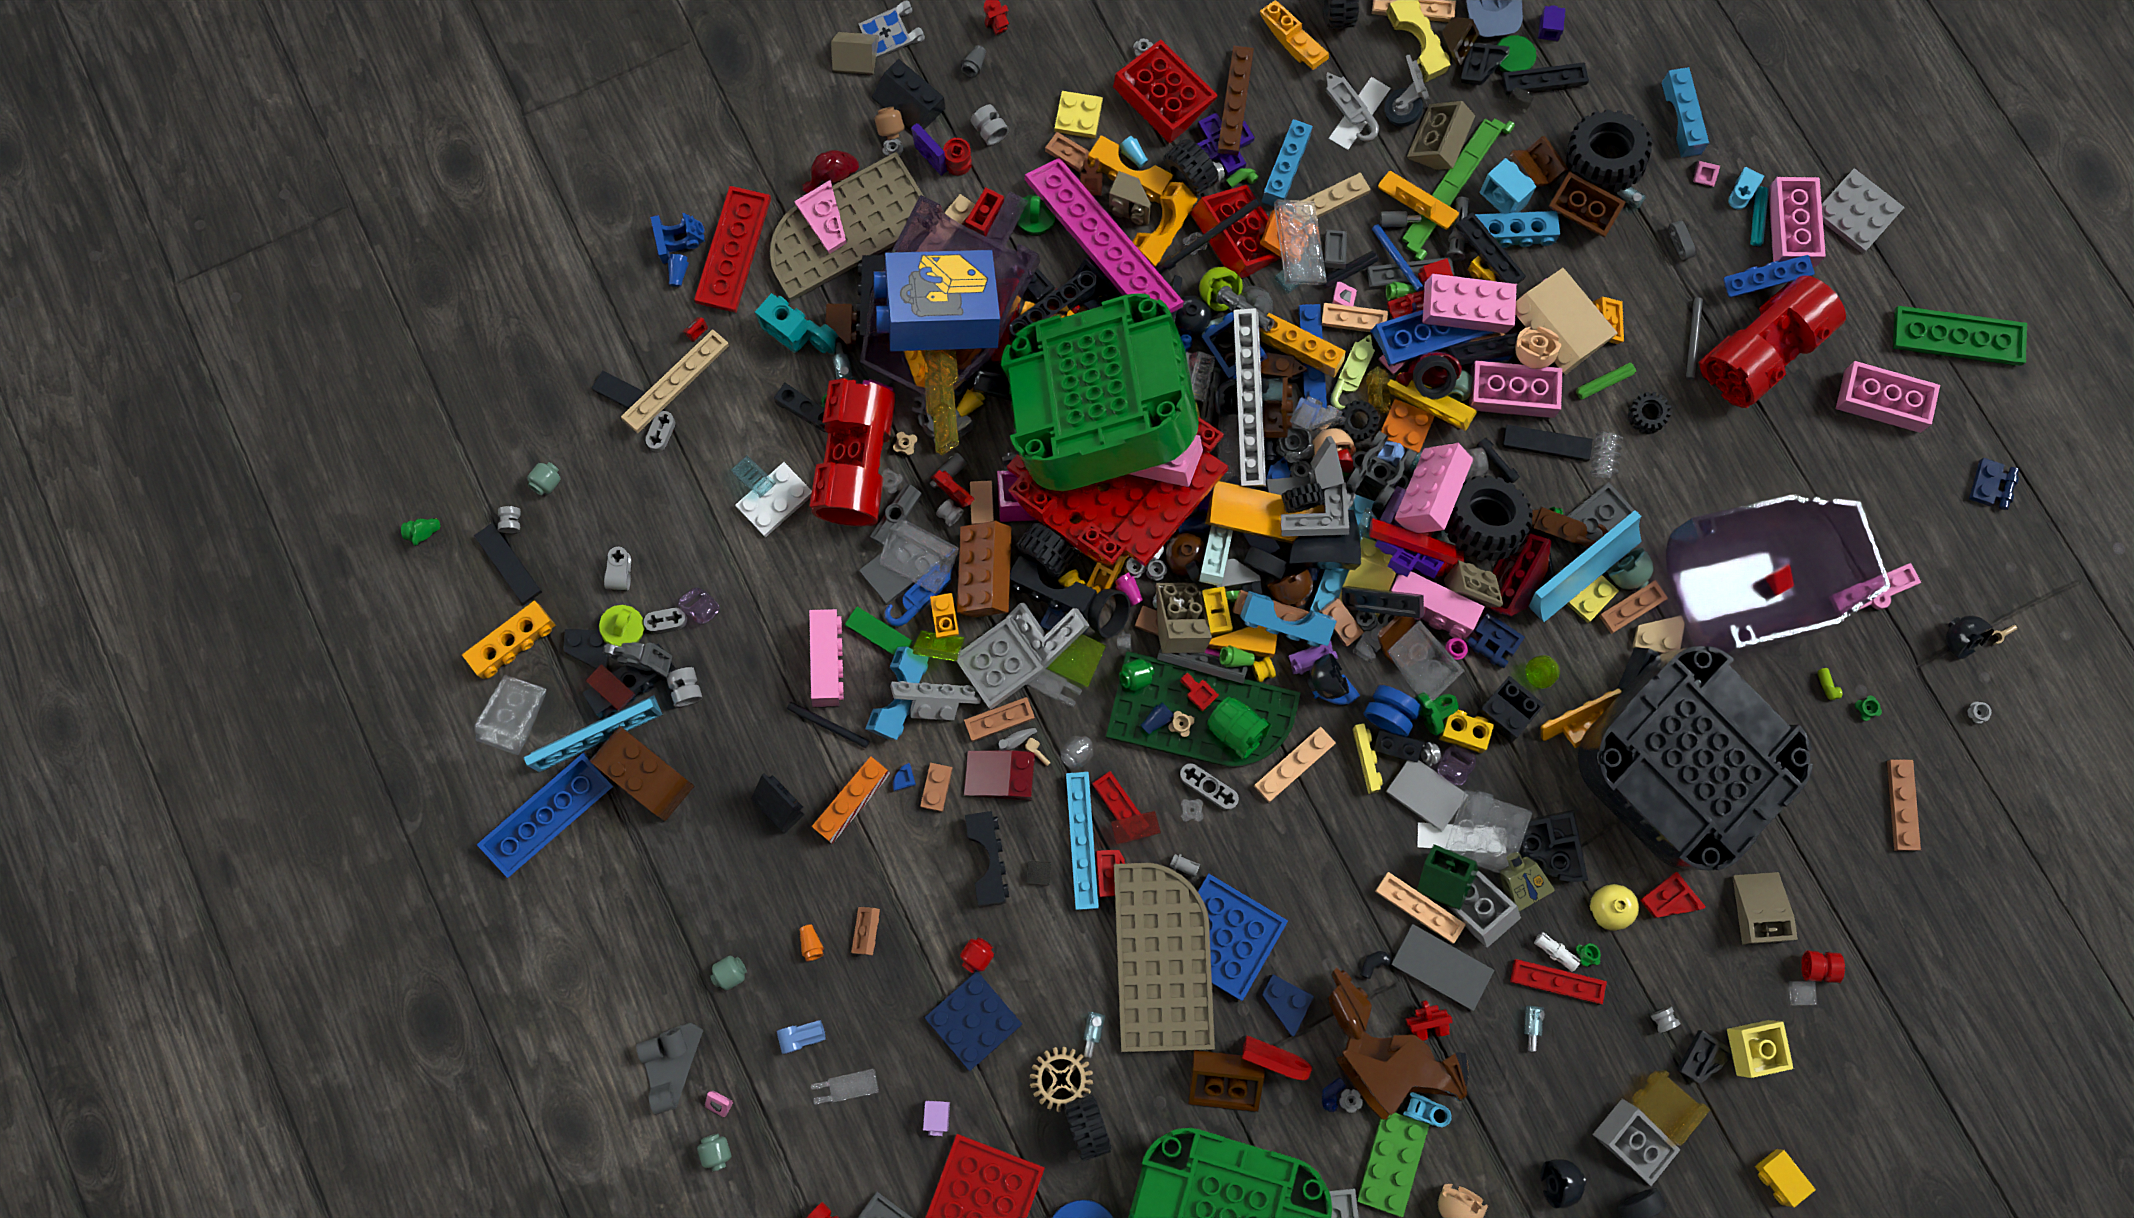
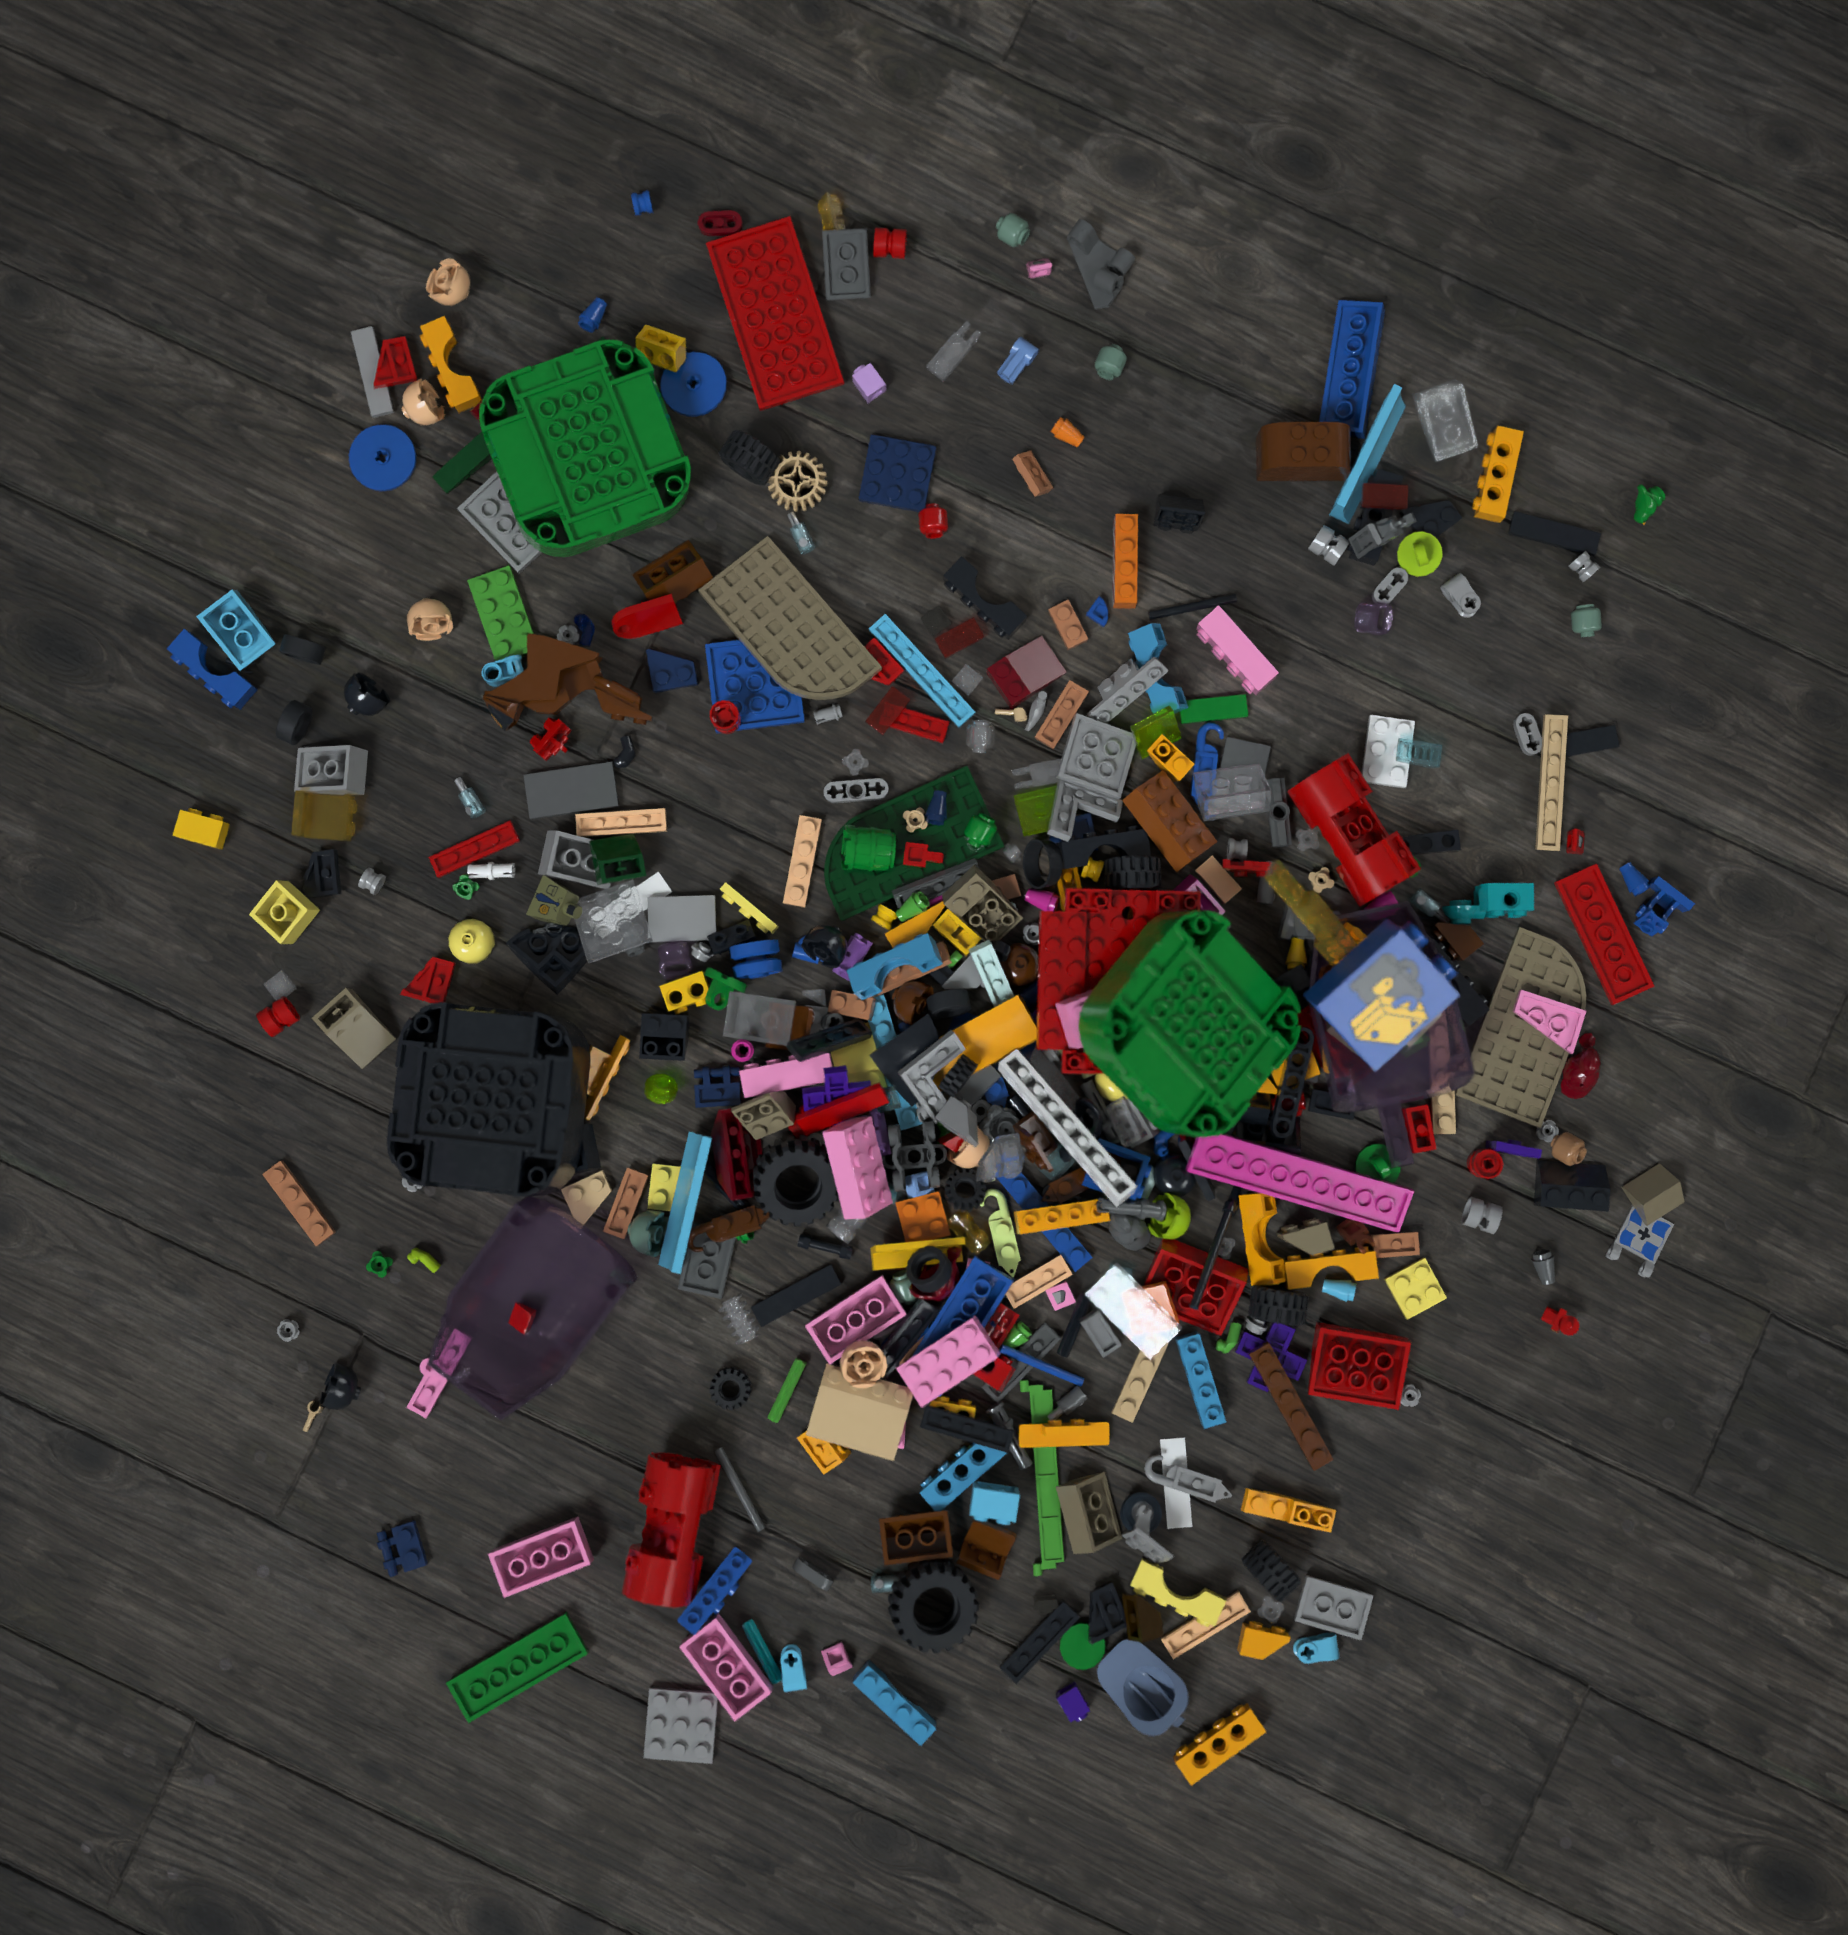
camera: 145 degrees right, 10 degrees up
(1031, 843) = (959, 638): none -> clear red plate
(1051, 804) = (967, 680): none -> clear plate
(1273, 922) = (725, 717): none -> red wheel

